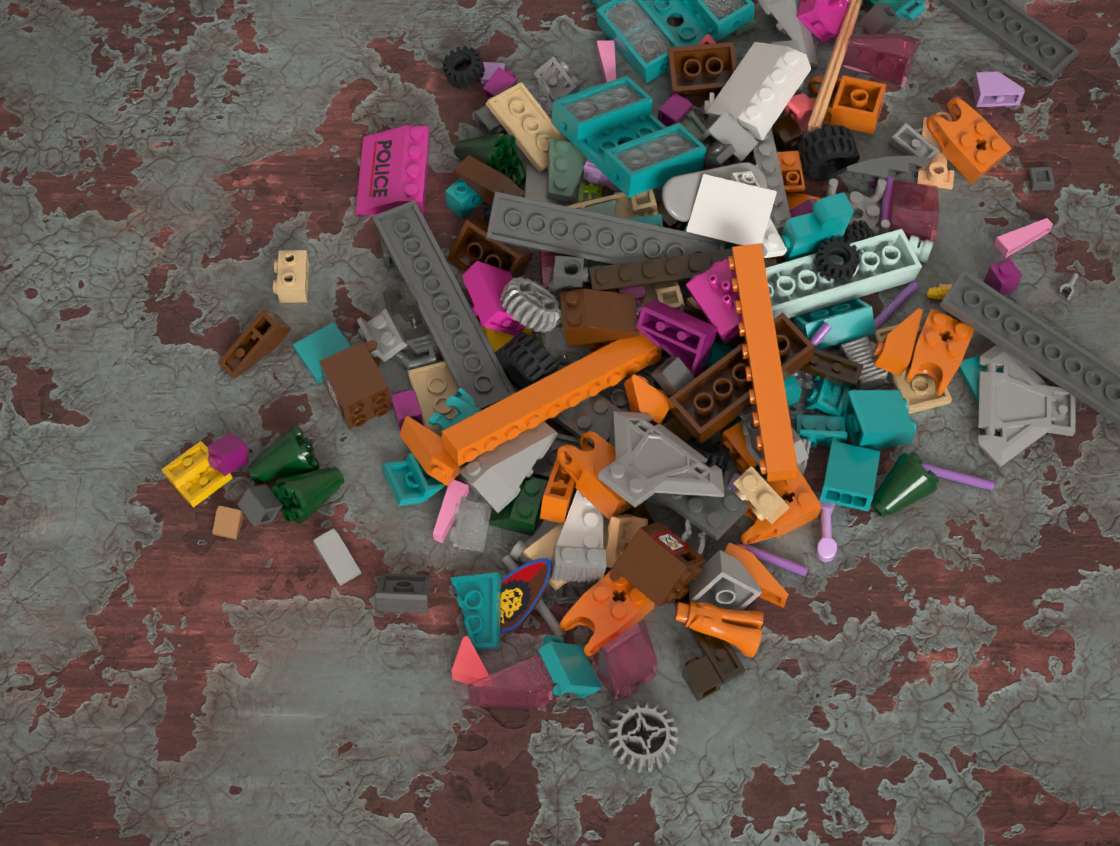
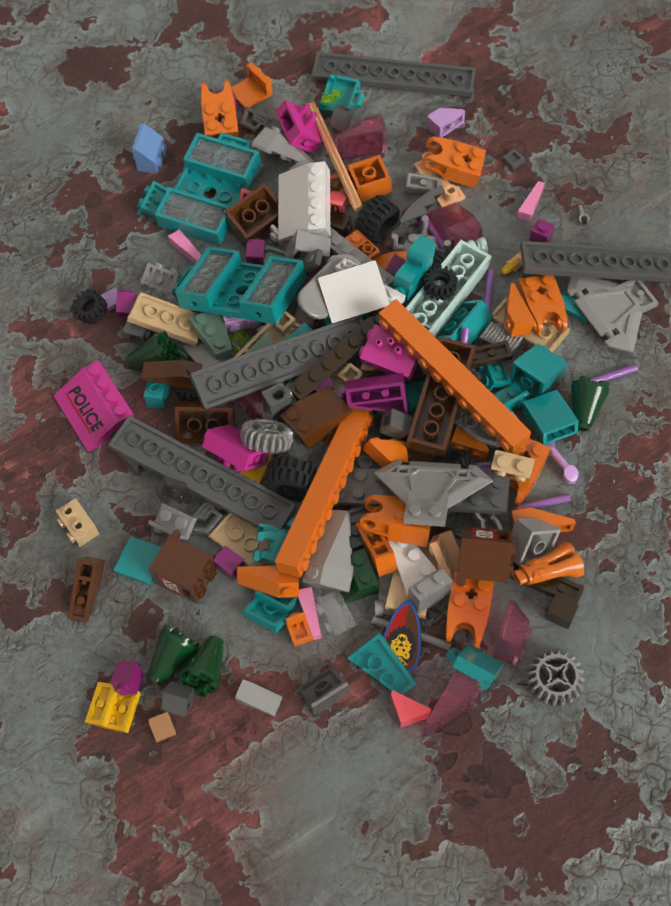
camera: 30 degrees left, 0 degrees up
(424, 517) = (298, 629): none -> orange bracket

